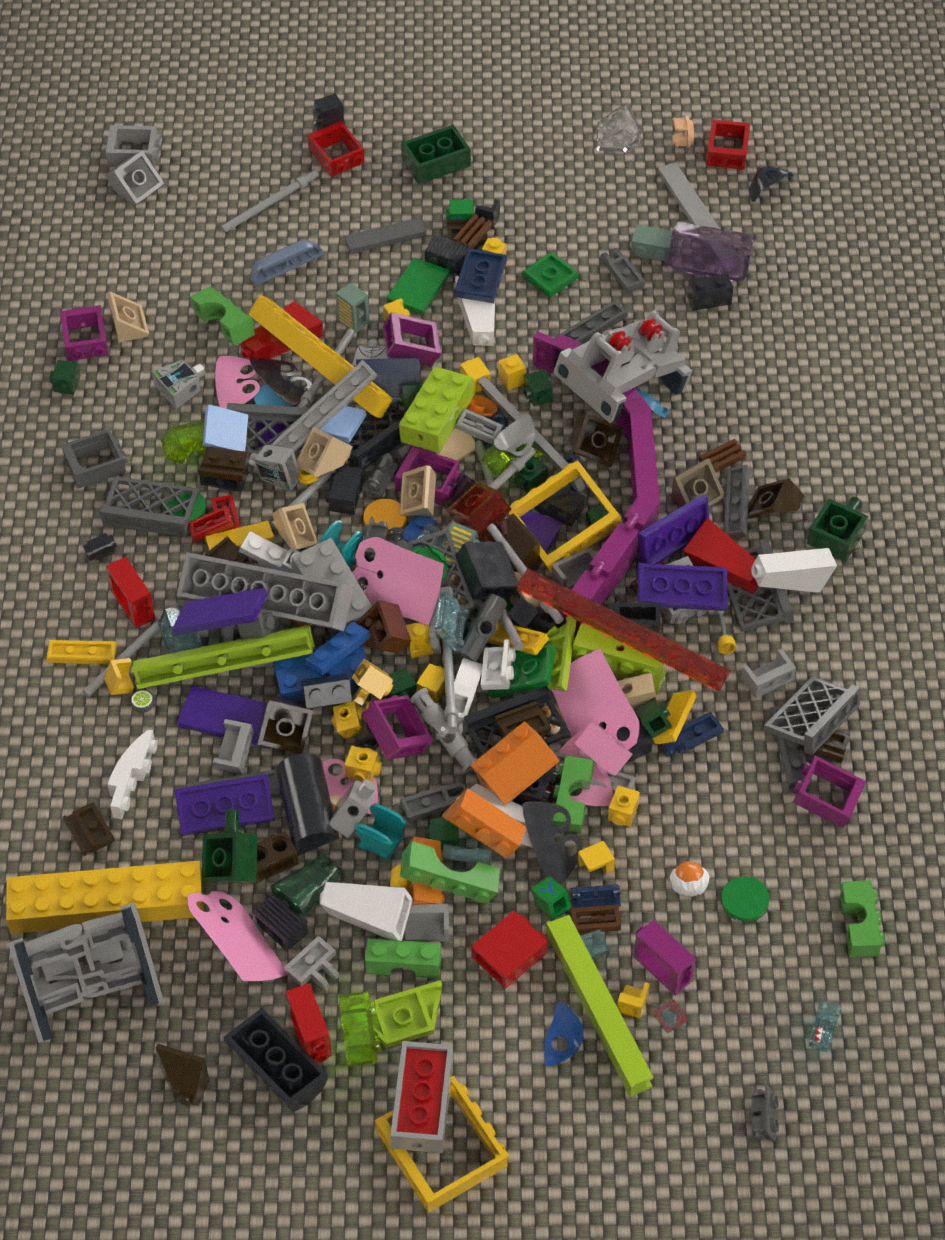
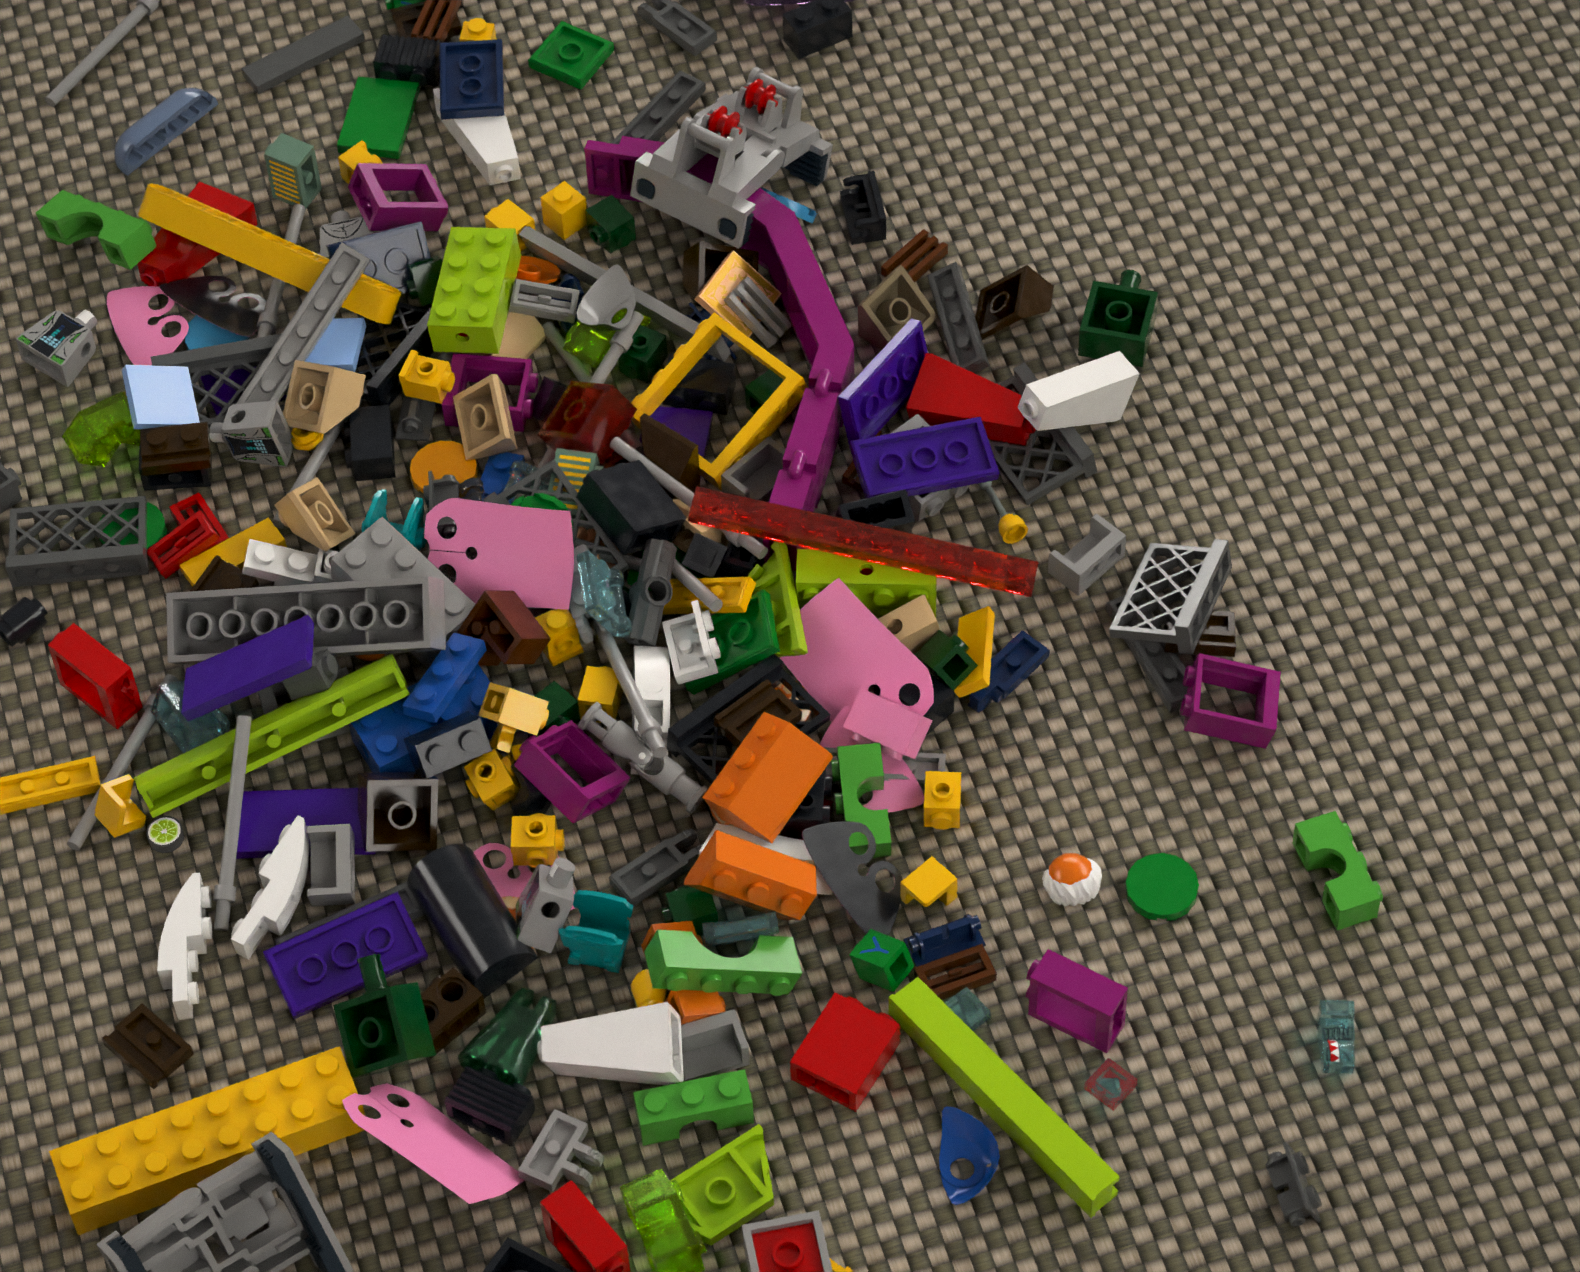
camera: 15 degrees left, 0 degrees up
(164, 747) = (225, 892): none -> light grey bar
(202, 748) = (283, 881): none -> white slope
(389, 457) = (426, 378): none -> yellow brick
(601, 453) = (723, 282): none -> tile
(605, 450) = (761, 308): none -> light grey tile
(633, 1000) = (1051, 1075): yellow panel -> none
(700, 416) = (863, 209): none -> black hinge

